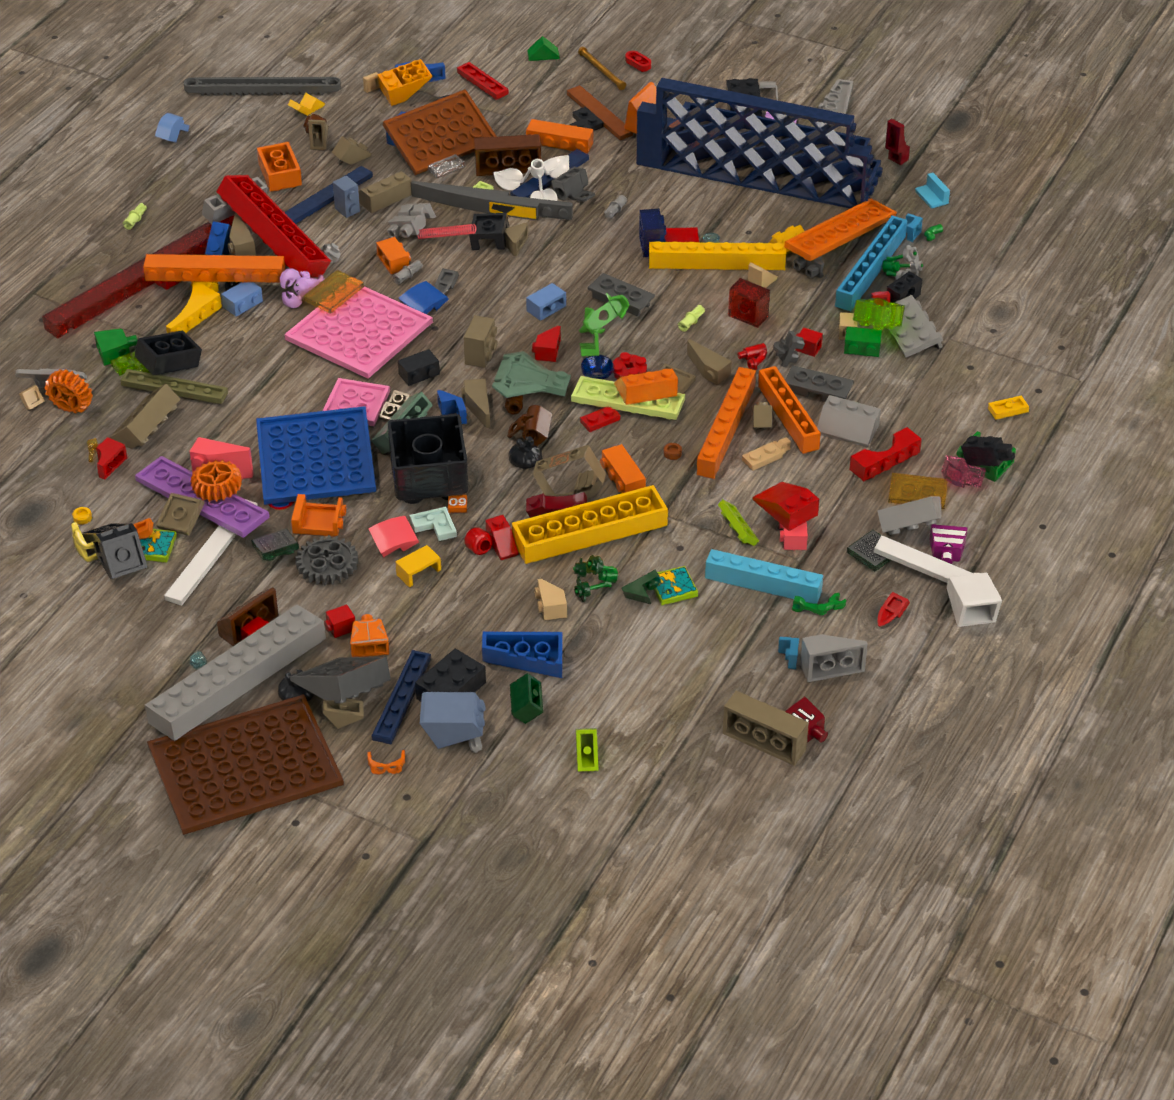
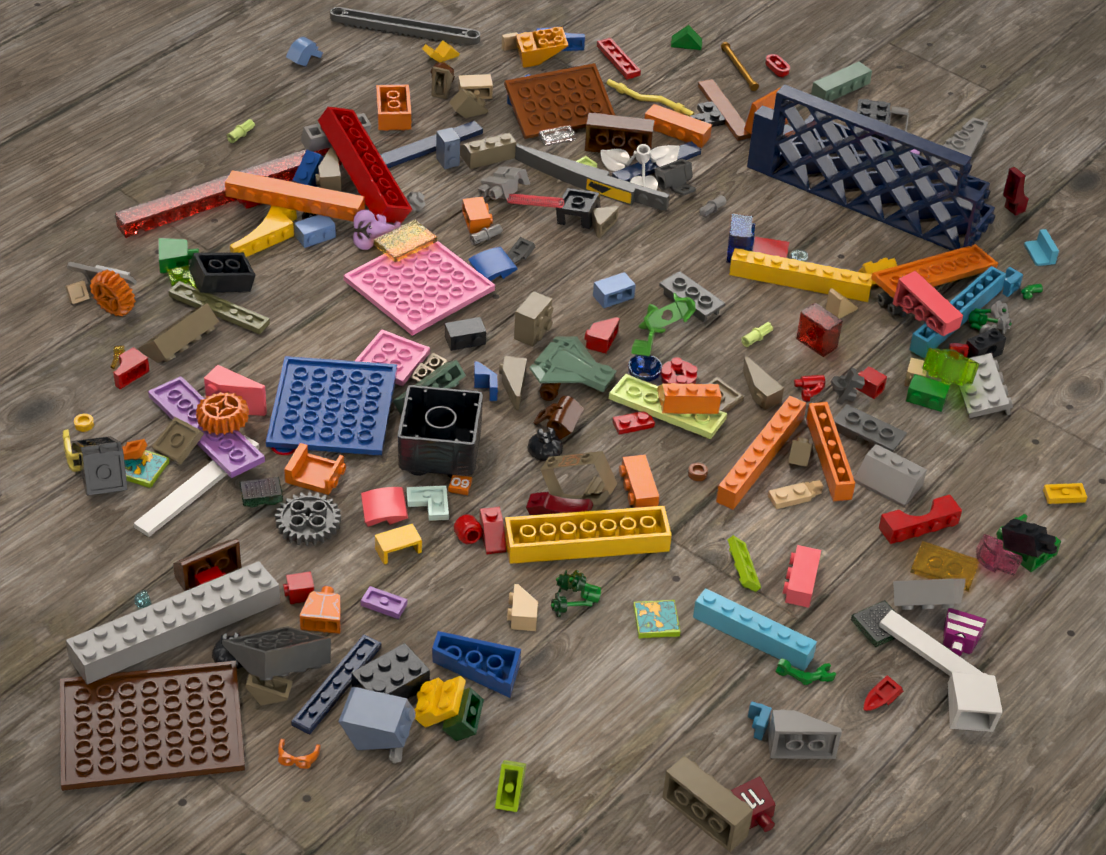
camera: 10 degrees right, 0 degrees up
(355, 129) = (478, 84): none -> tan brick
(421, 619) = (384, 602): none -> medium lavender plate
(494, 109) = (621, 88): none -> light yellow bar
(501, 690) = (439, 700): none -> yellow plate
(637, 589) = (616, 615): dark green slope -> none
(706, 65) = (842, 82): none -> sand green brick
(788, 504) = (800, 555): red slope -> none
(843, 260) = (926, 304): none -> coral wedge

